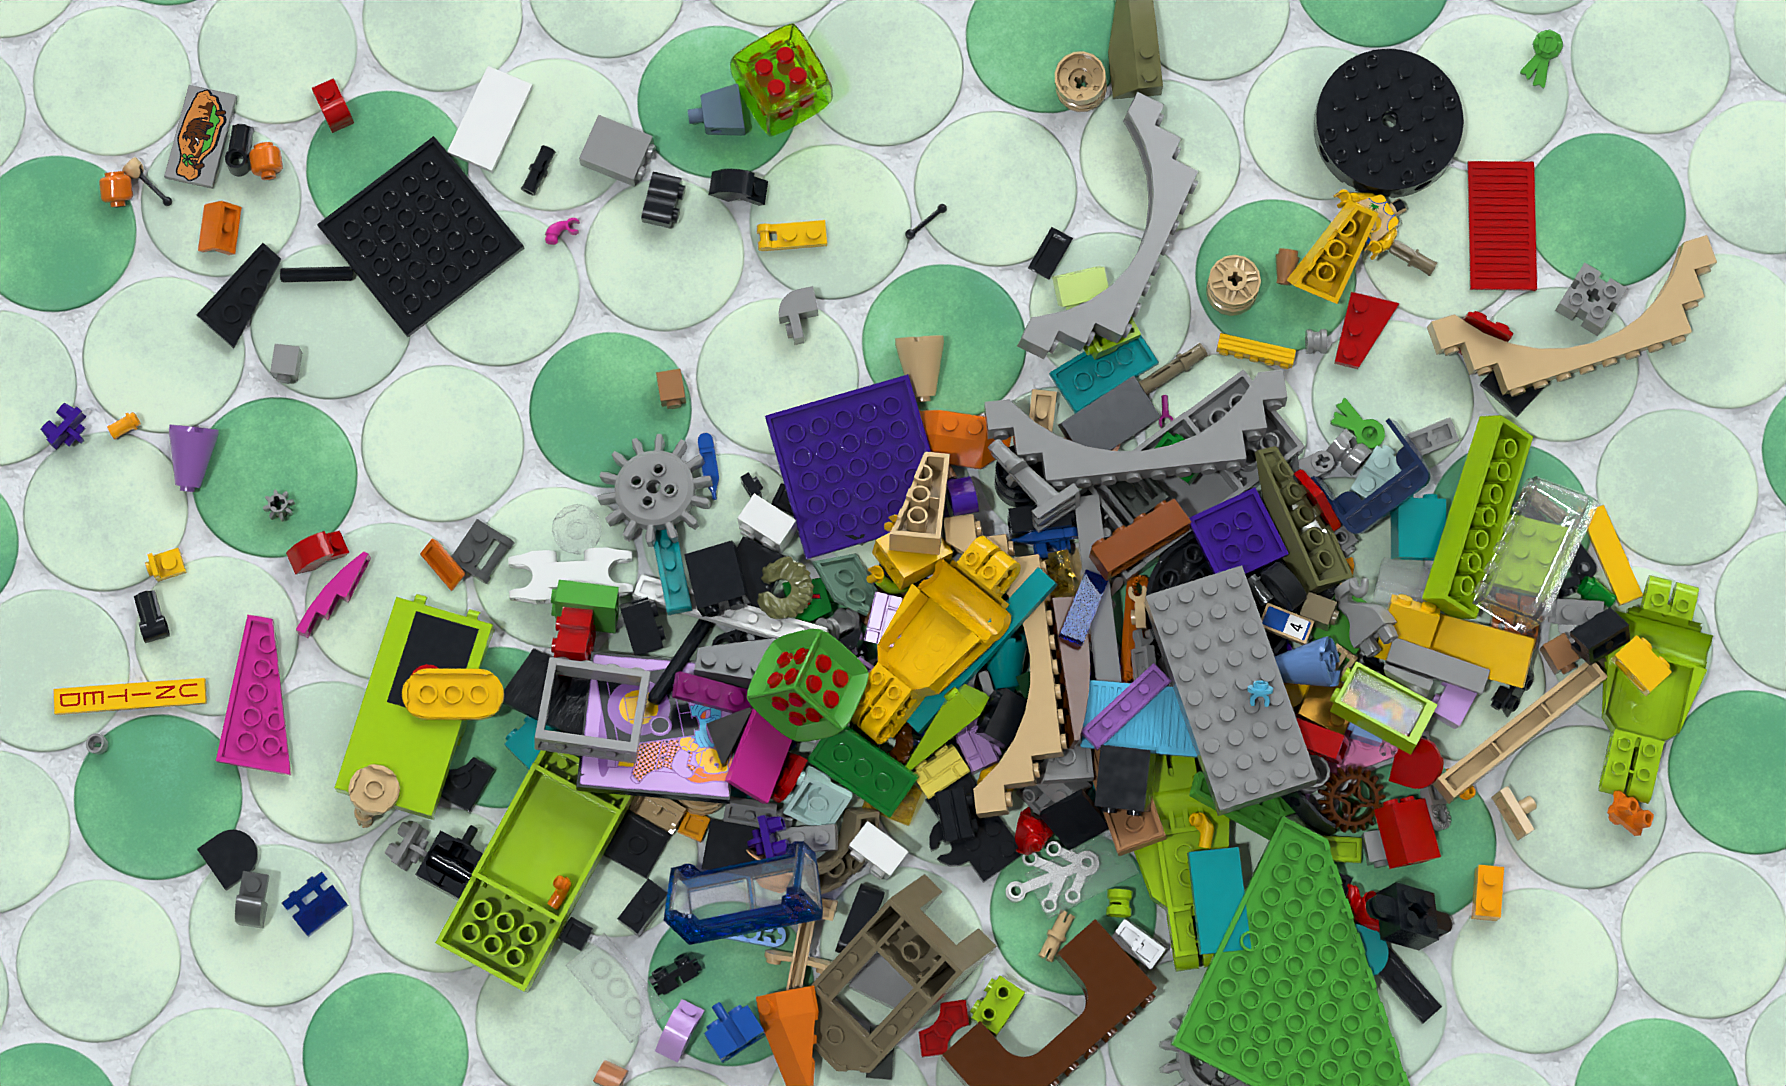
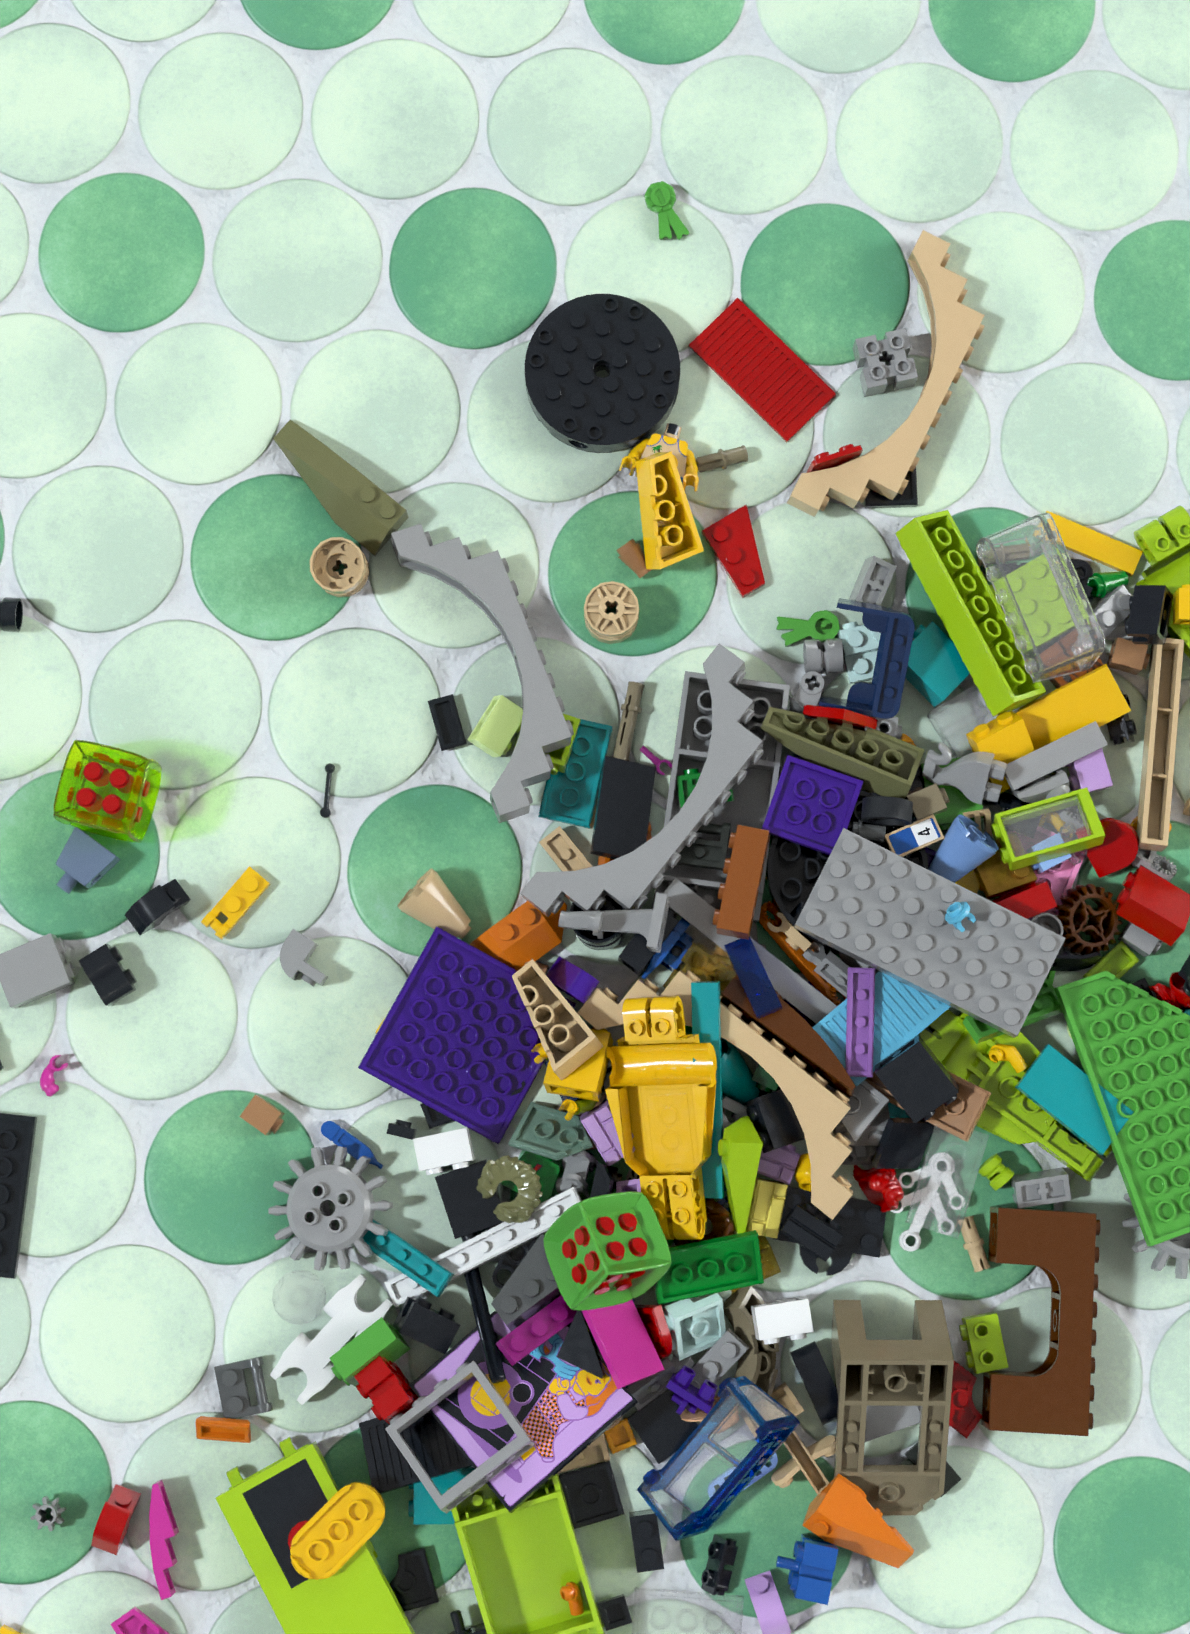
camera: 45 degrees left, 5 degrees up
(717, 579) = (450, 1233): black brick -> none
(1255, 351) = (676, 646): yellow piece -> none
(1316, 341) = (714, 594): light grey wheel -> none

